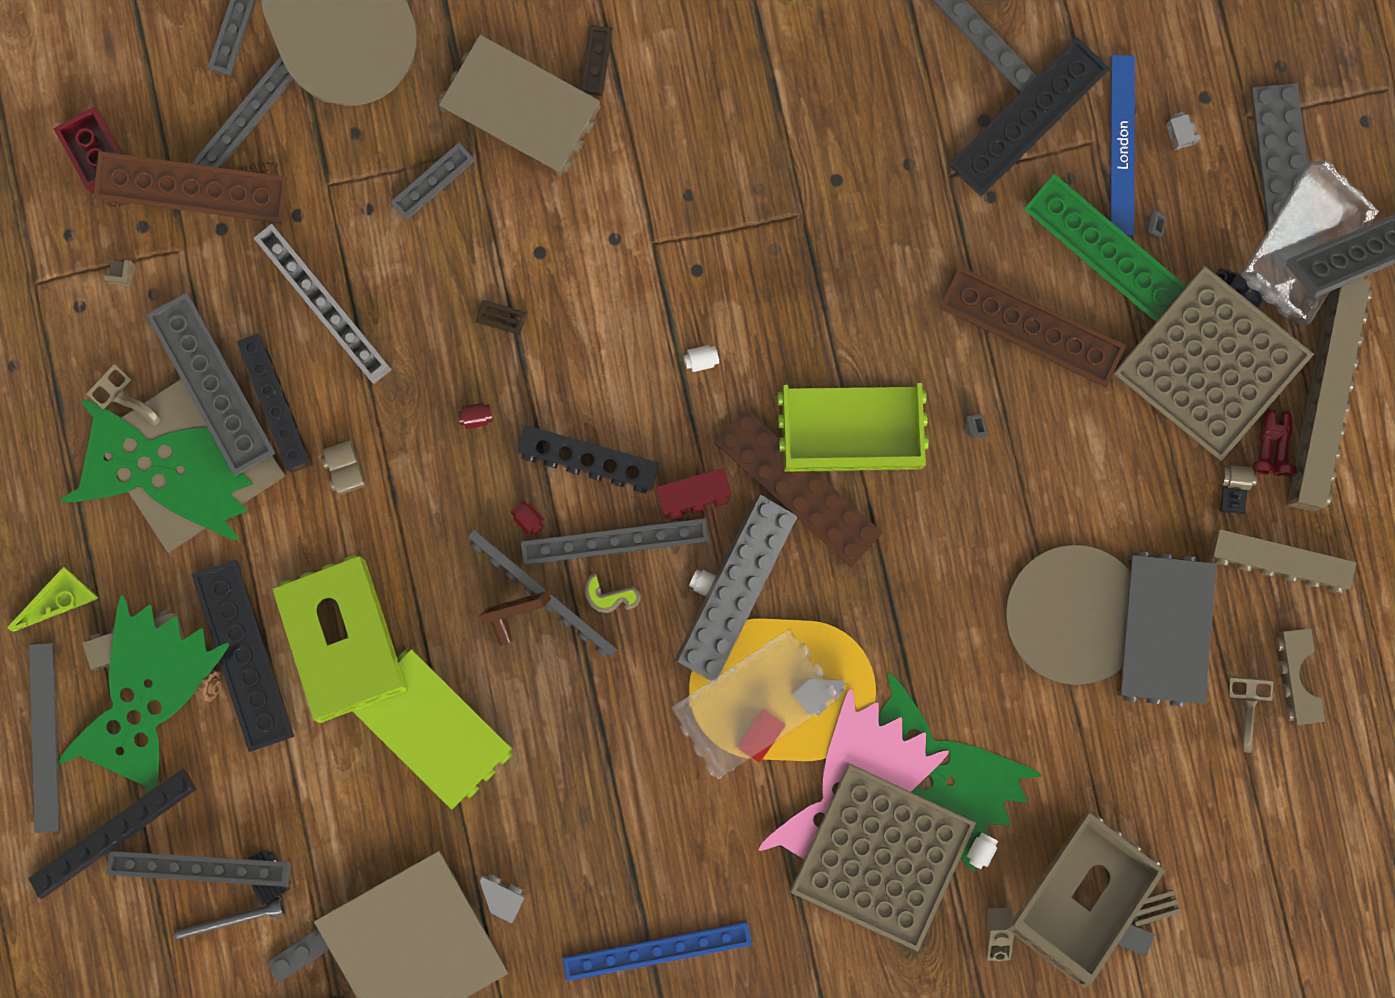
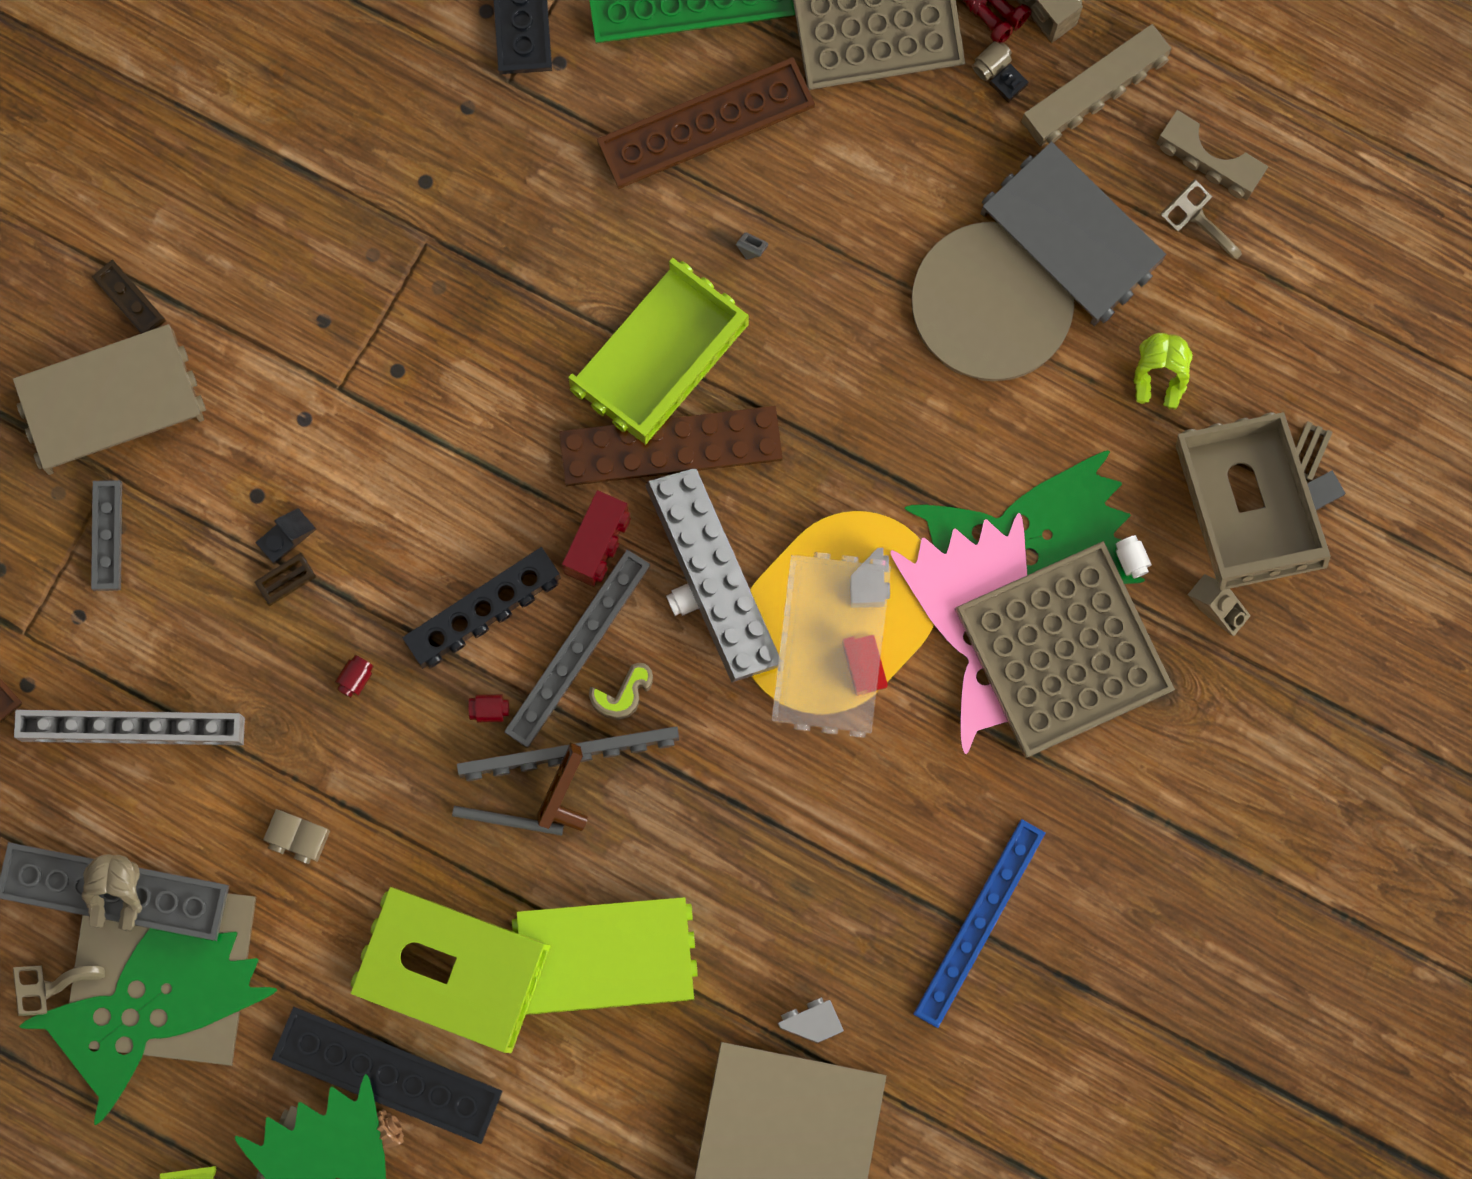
camera: 50 degrees left, 5 degrees down
(217, 380) = (118, 878): none -> dark tan hair
(274, 403) = (181, 848): black brick -> none
(465, 588) = (505, 820): none -> dark grey bar
(529, 293) = (285, 535): none -> black slope
(701, 358) = (480, 432): white brick -> none
(1134, 755) = (1159, 352): none -> lime hair

